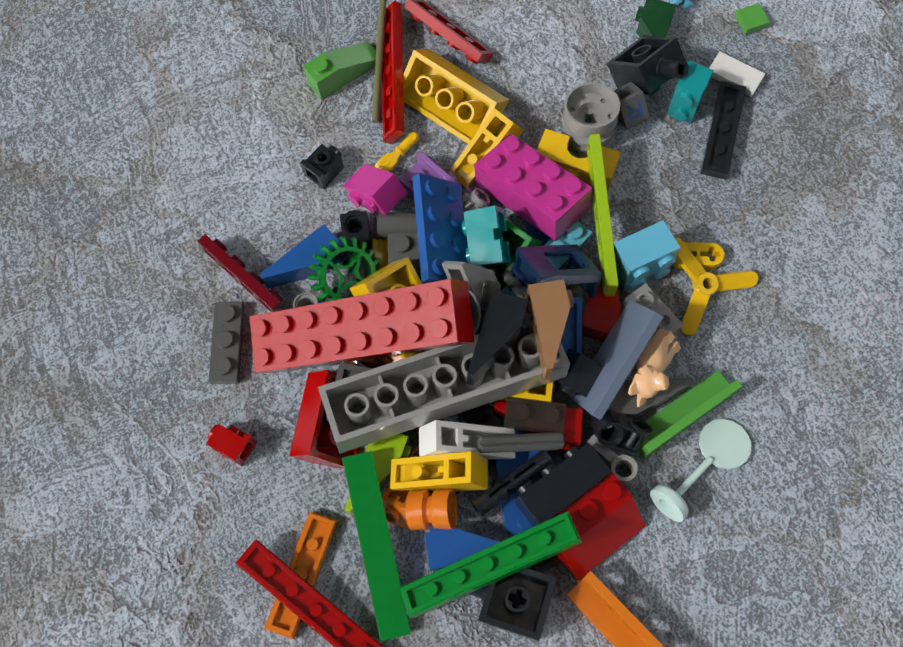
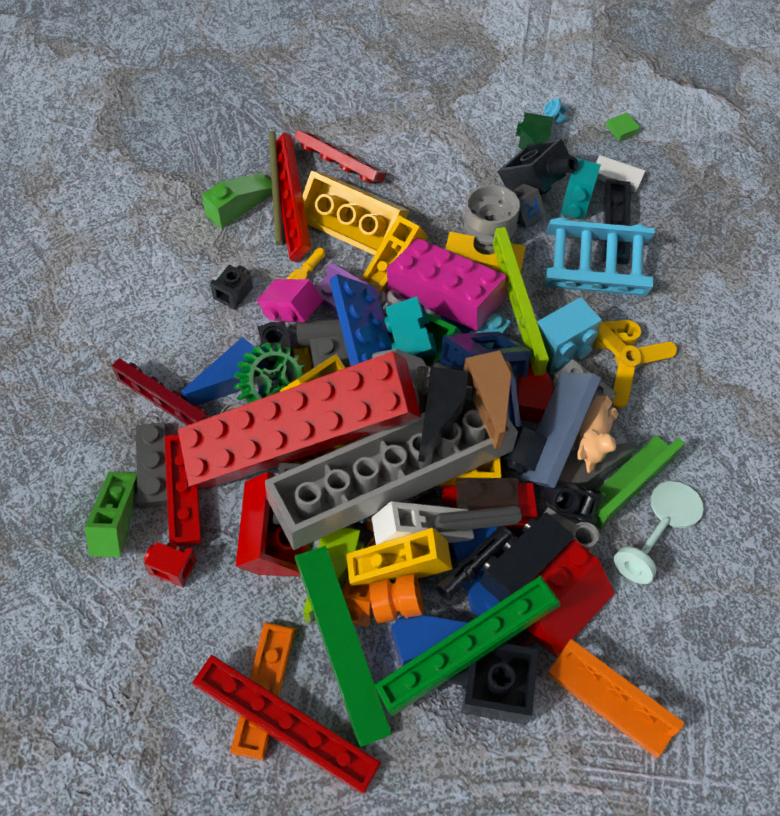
camera: 15 degrees left, 10 degrees down
(183, 390) = (111, 515): none -> bright green slope
(249, 386) = (182, 500): none -> red plate
(703, 196) = (585, 278): none -> medium azure fence

